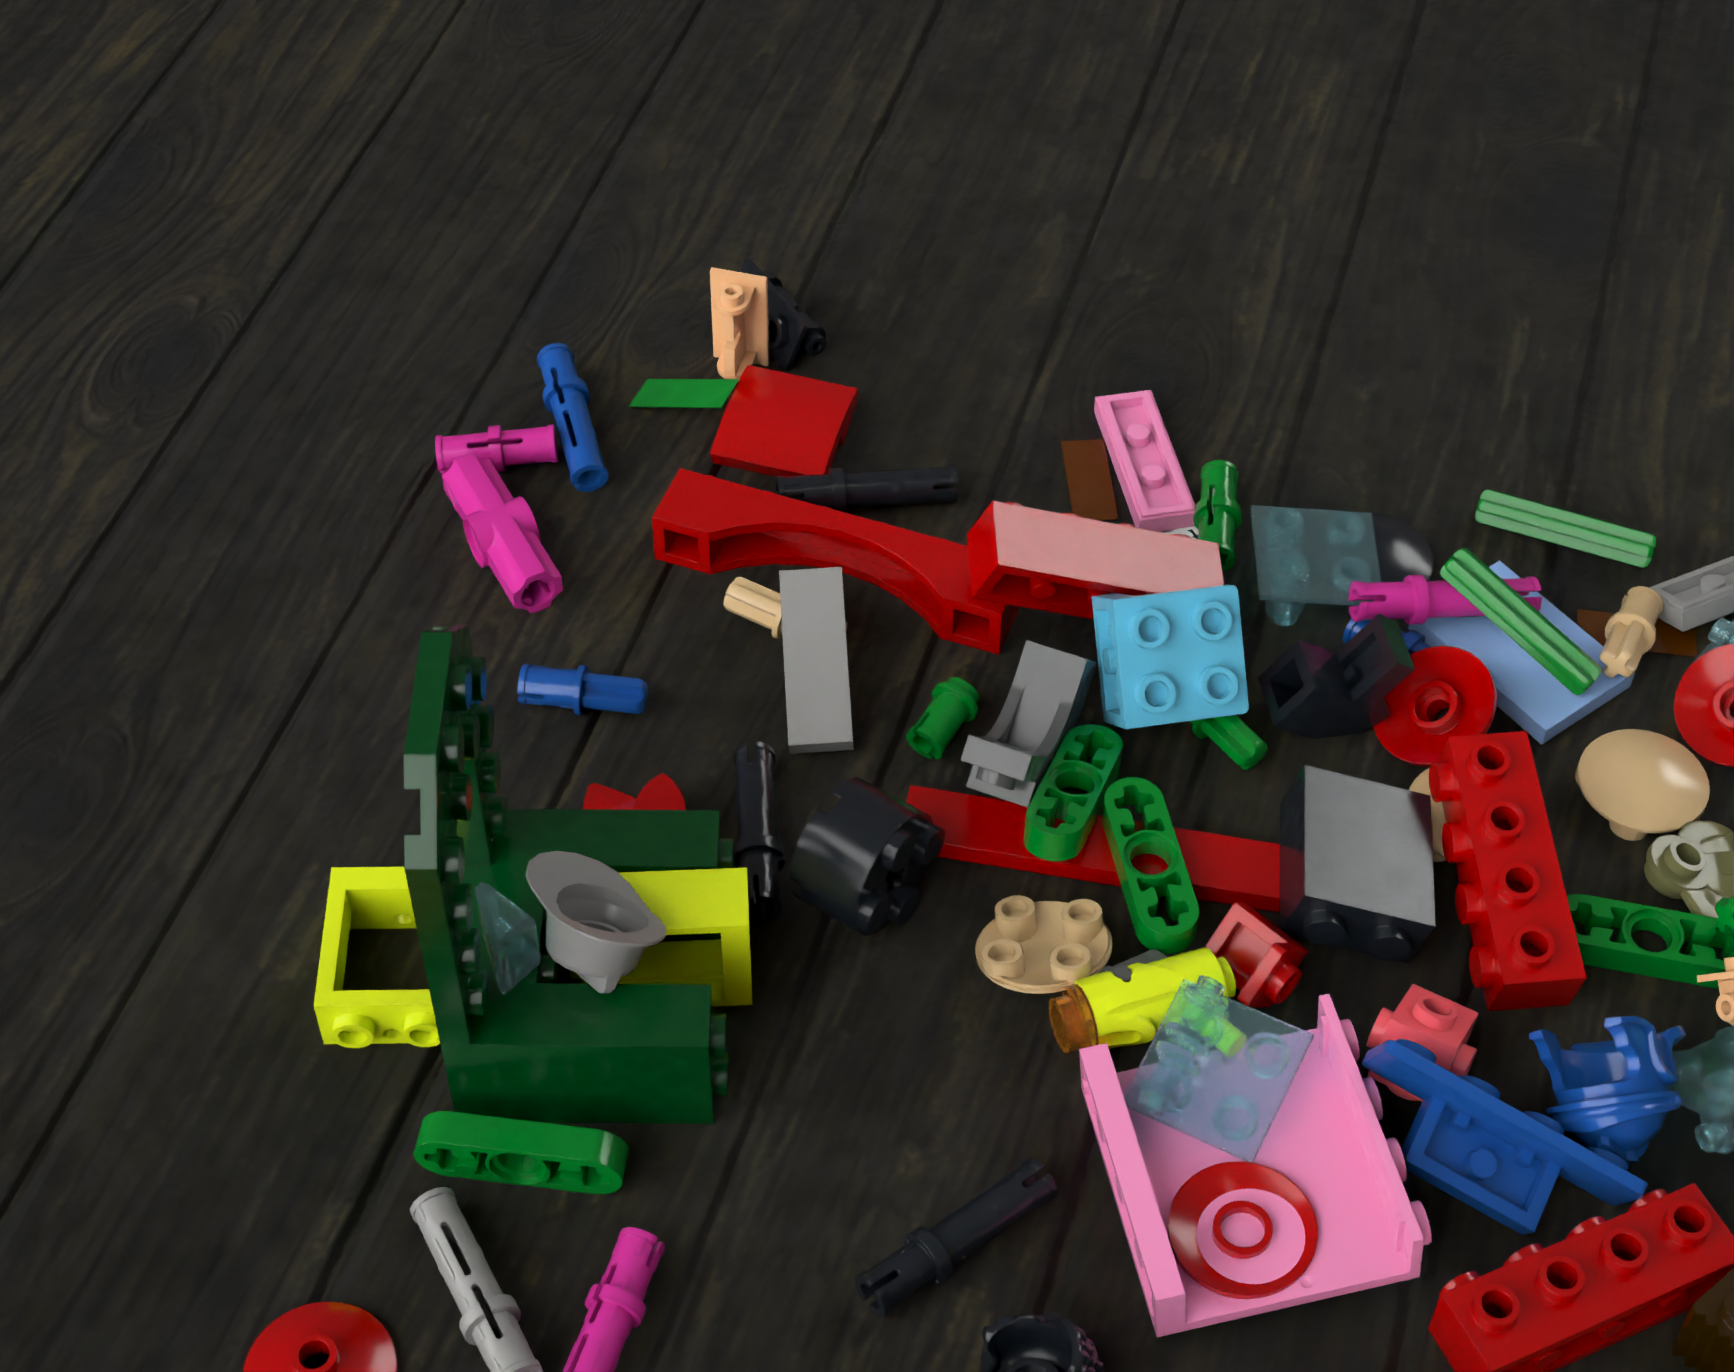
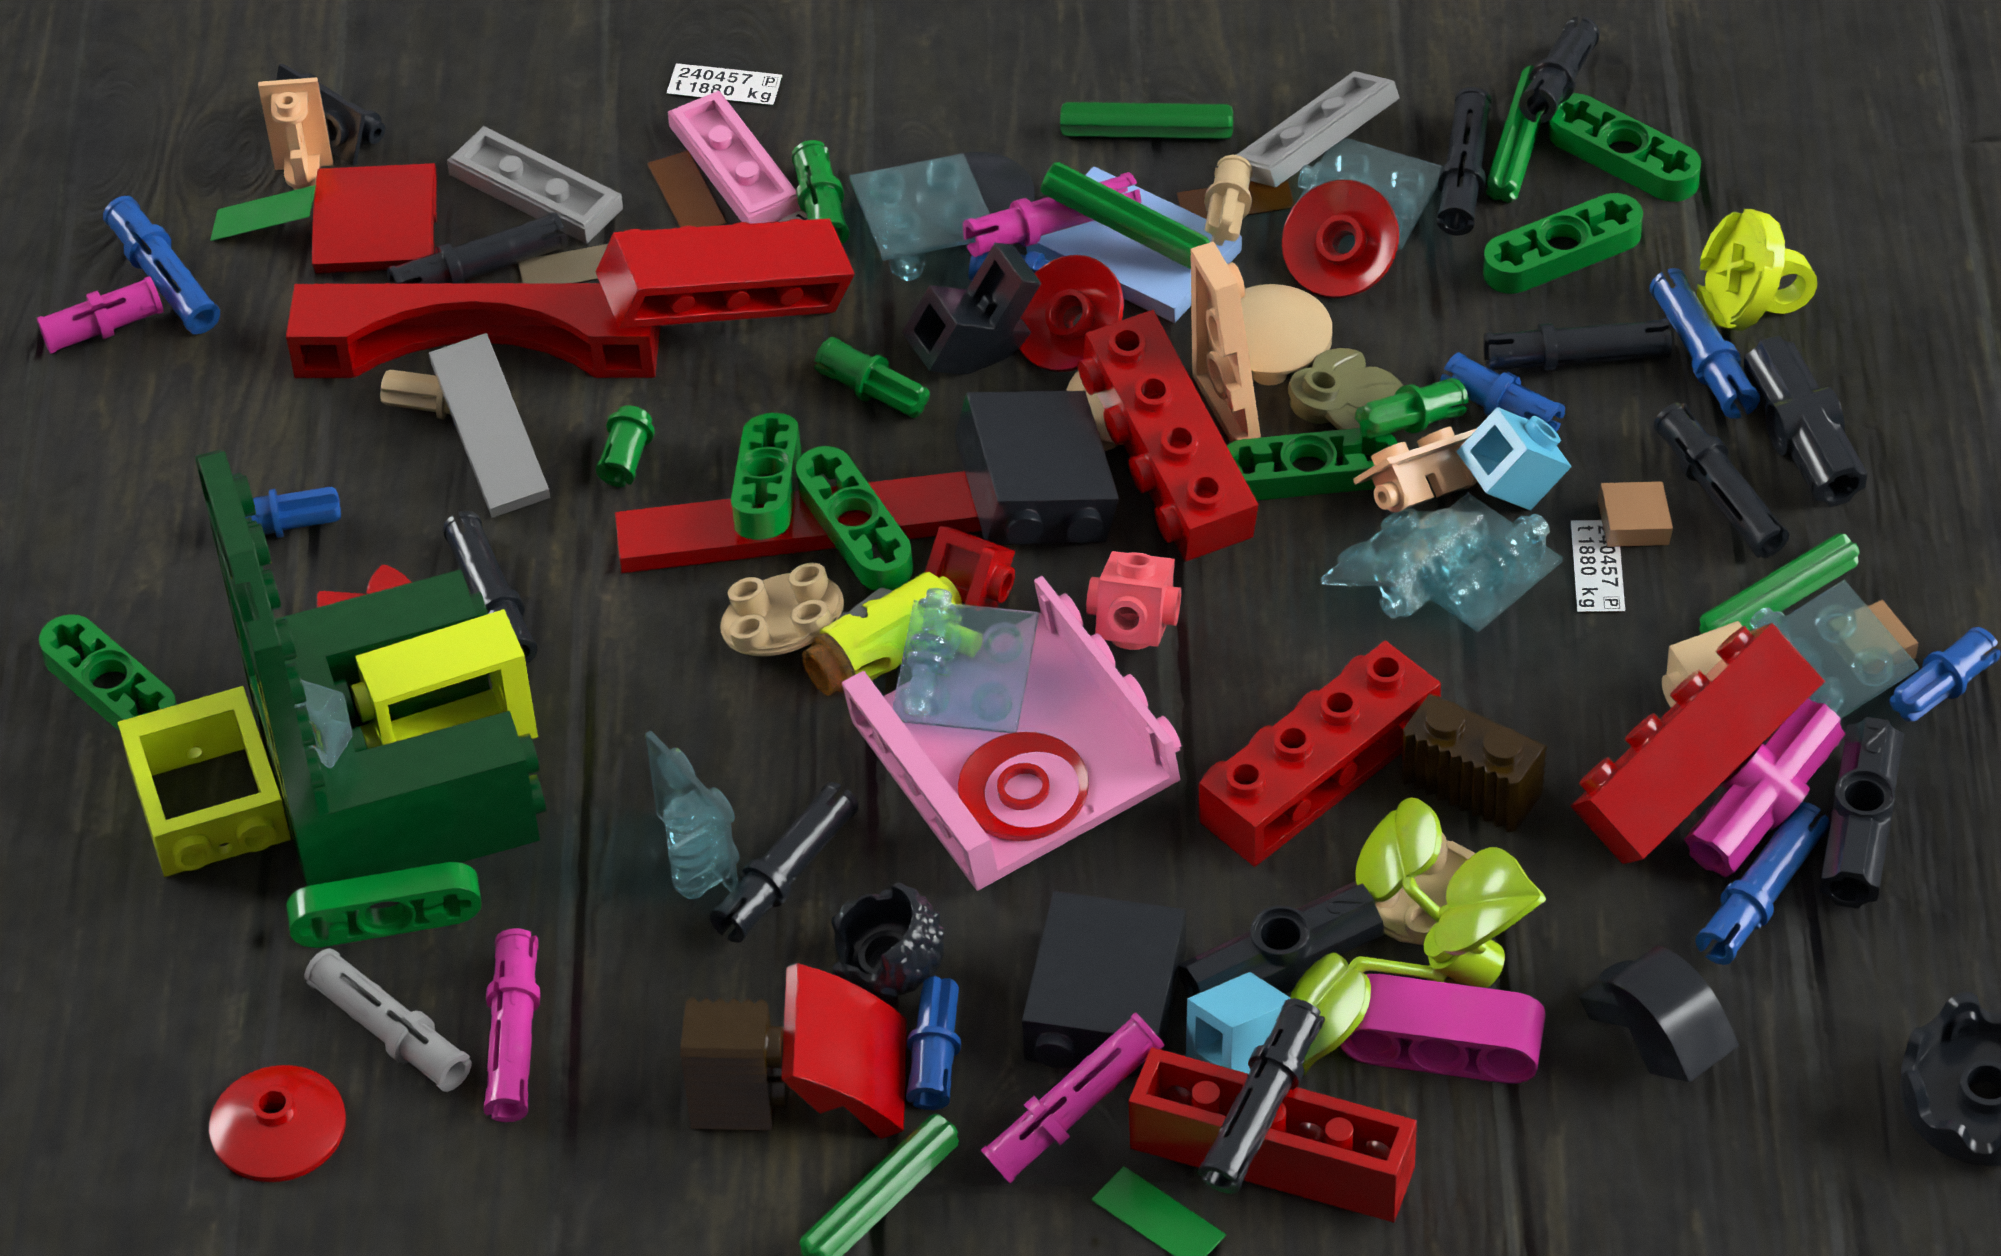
camera: 15 degrees left, 0 degrees up
(357, 791) = (100, 656): none -> green beam
(502, 533) = (140, 391): dark pink piece -> none
(592, 917) = (389, 684): light grey piece -> none
(865, 857) = (600, 580): black brick -> none
(869, 1170) = (694, 822): none -> clear light blue hinge
(941, 520) = (563, 267): none -> dark tan sticker
(948, 433) = (534, 183): none -> light grey tile
(1032, 724) = (709, 426): arch -> none
(1166, 387) = (733, 84): none -> white sticker
(1170, 656) = (816, 331): medium azure bracket -> none
(1489, 1150) = (1209, 662): blue bracket -> none
(1589, 787) = (1220, 343): none -> light nougat wing
(1614, 1089) = (1307, 593): blue helmet -> none

